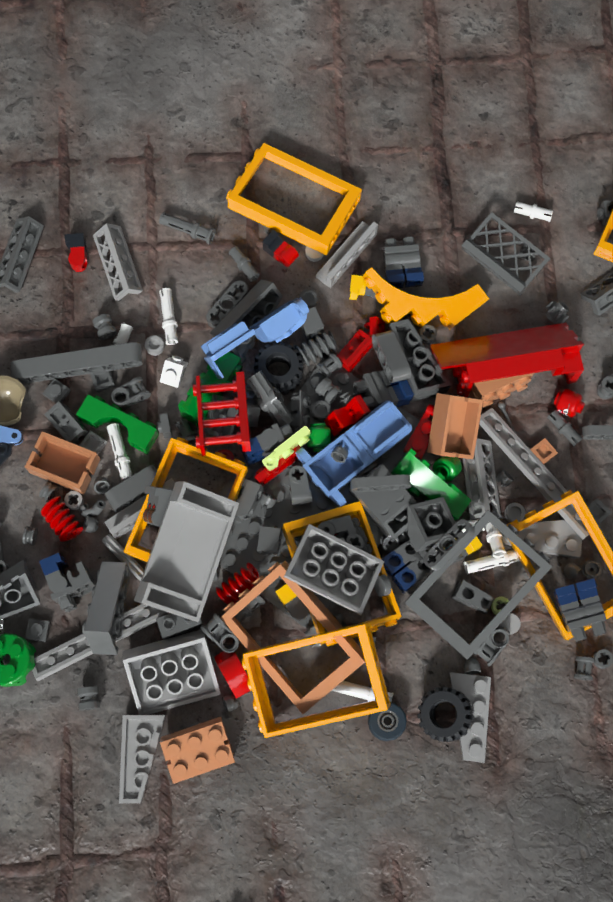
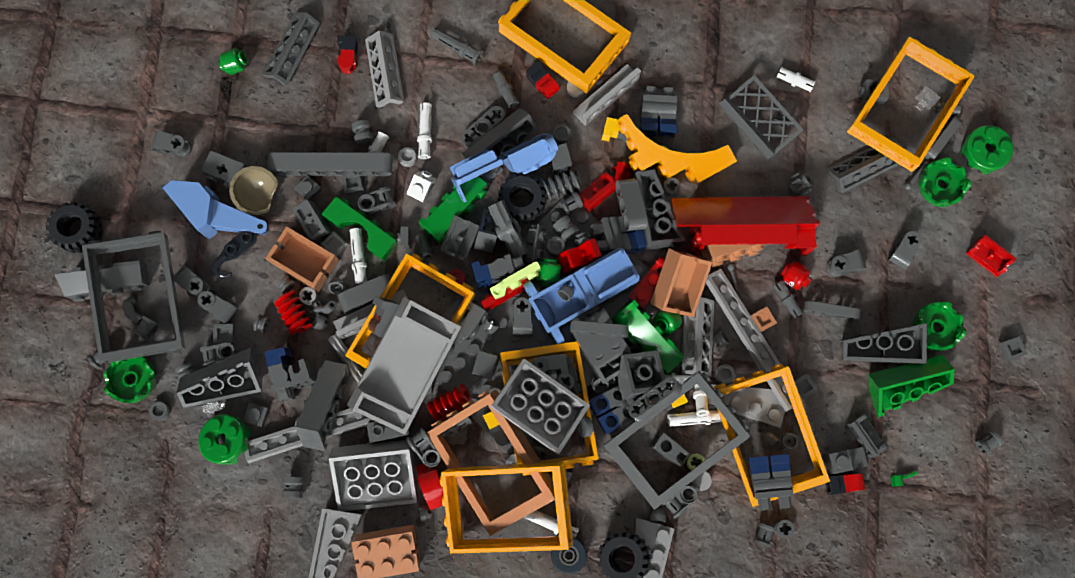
camera: 10 degrees right, 5 degrees up
(240, 420) = (474, 247): red fence -> none

